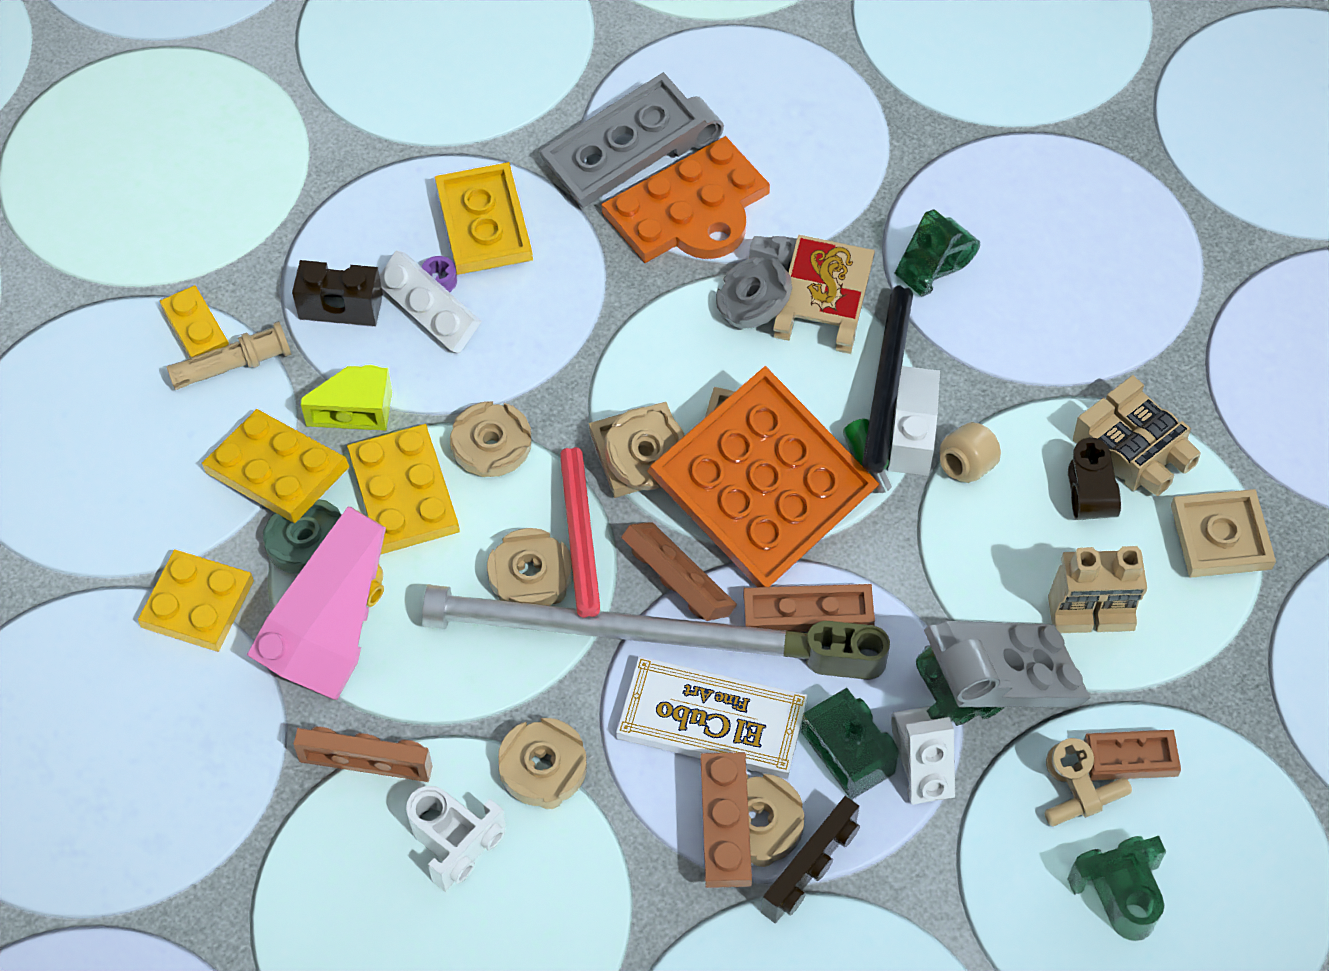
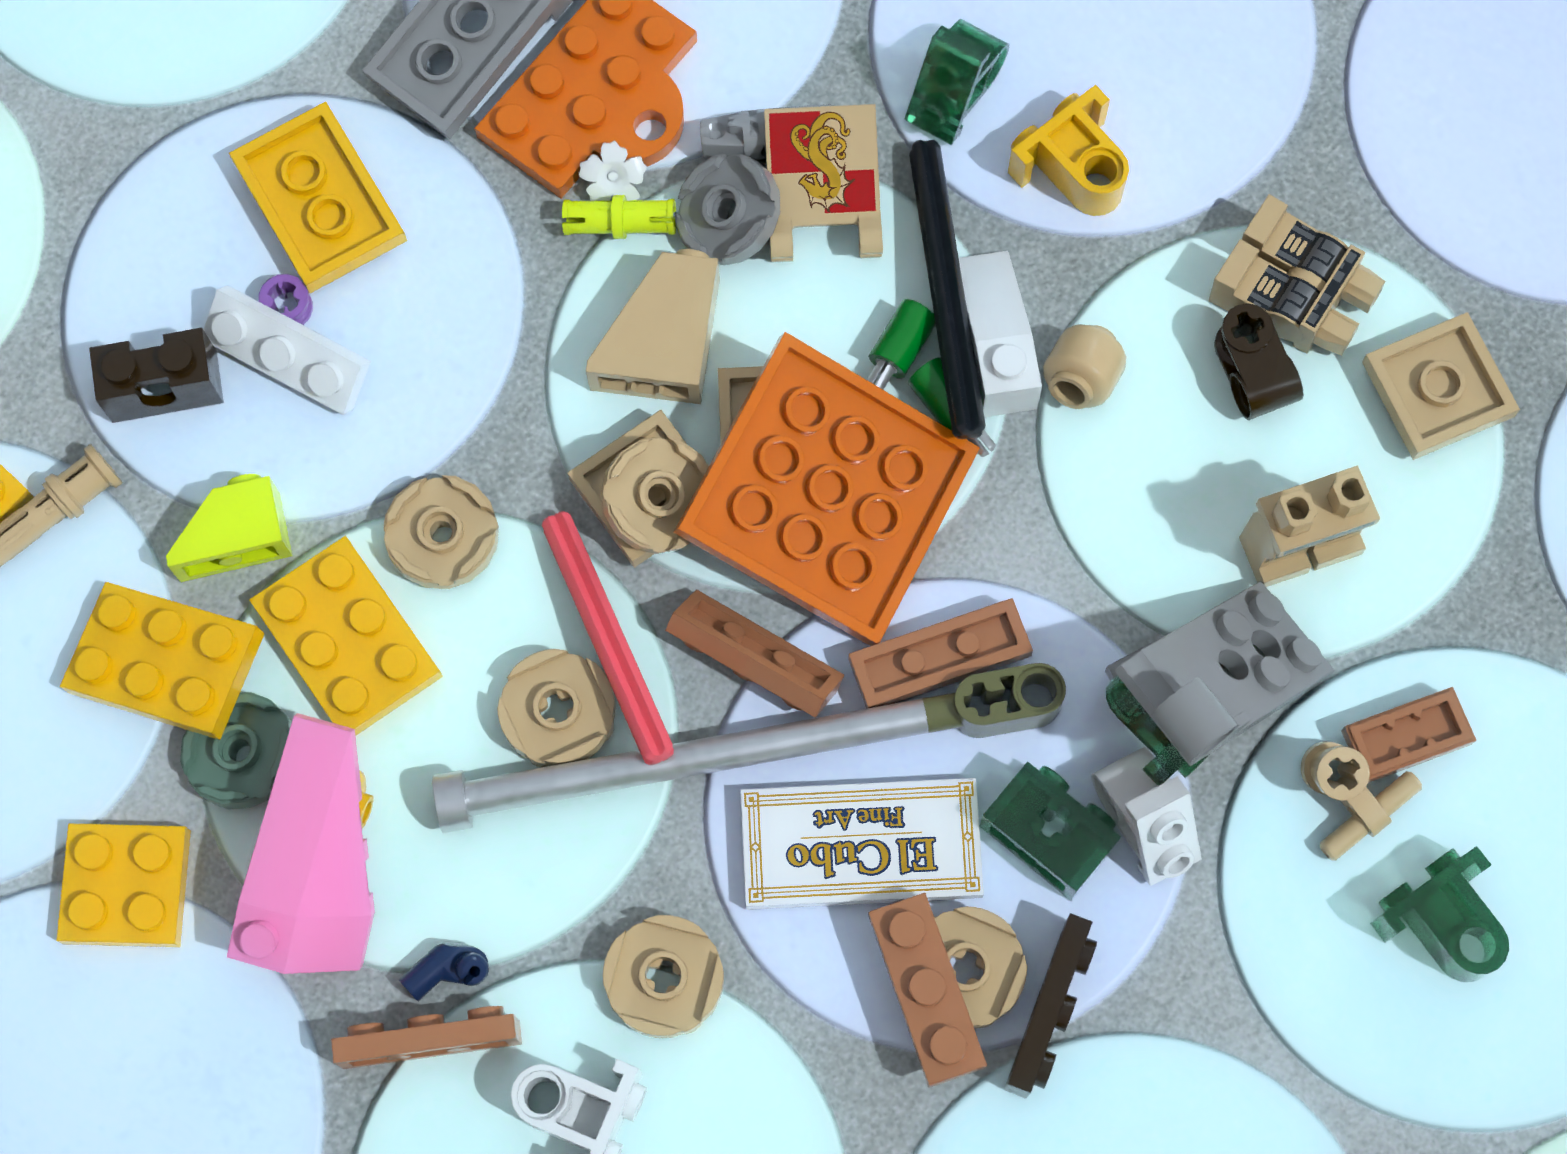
camera: 15 degrees left, 15 degrees up
(393, 711) = (446, 963): none -> dark blue arm
(679, 280) = (619, 217): none -> neon yellow pin
(682, 356) = (662, 333): none -> tan slope
(683, 255) = (612, 173): none -> white plant
(847, 404) = (900, 342): none -> green piece
(1002, 319) = (1071, 149): none -> yellow pin

